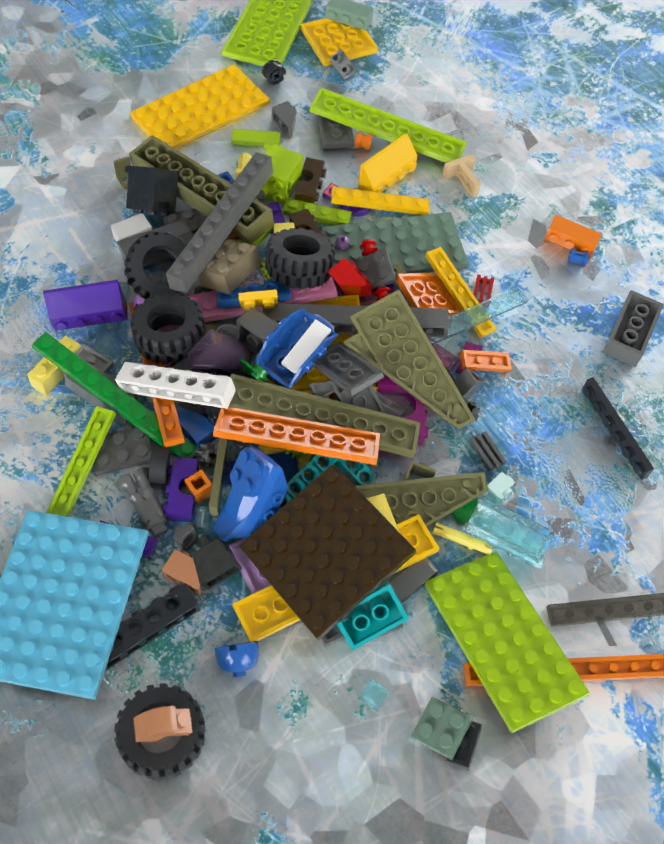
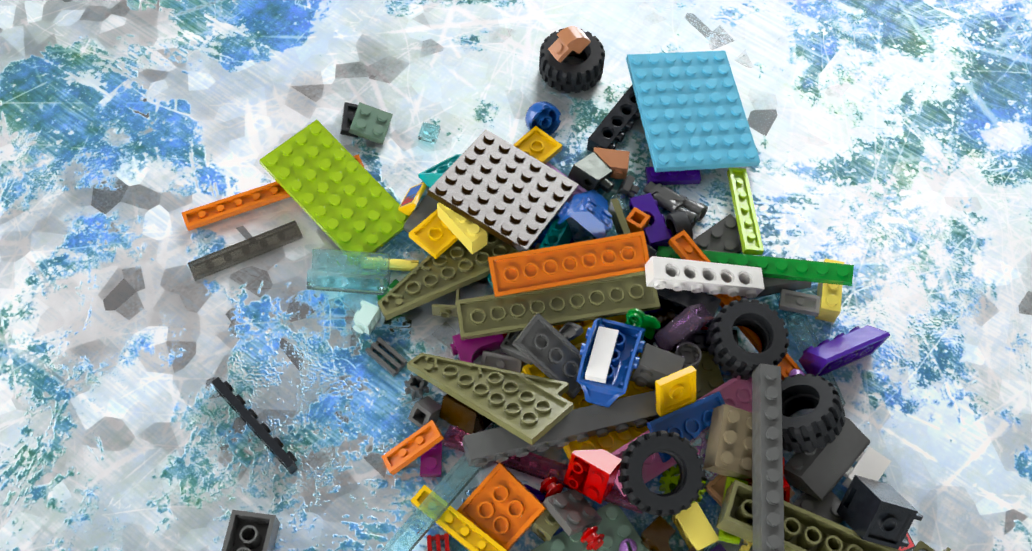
camera: 165 degrees right, 0 degrees up
(421, 599) = (412, 198): none -> yellow slope

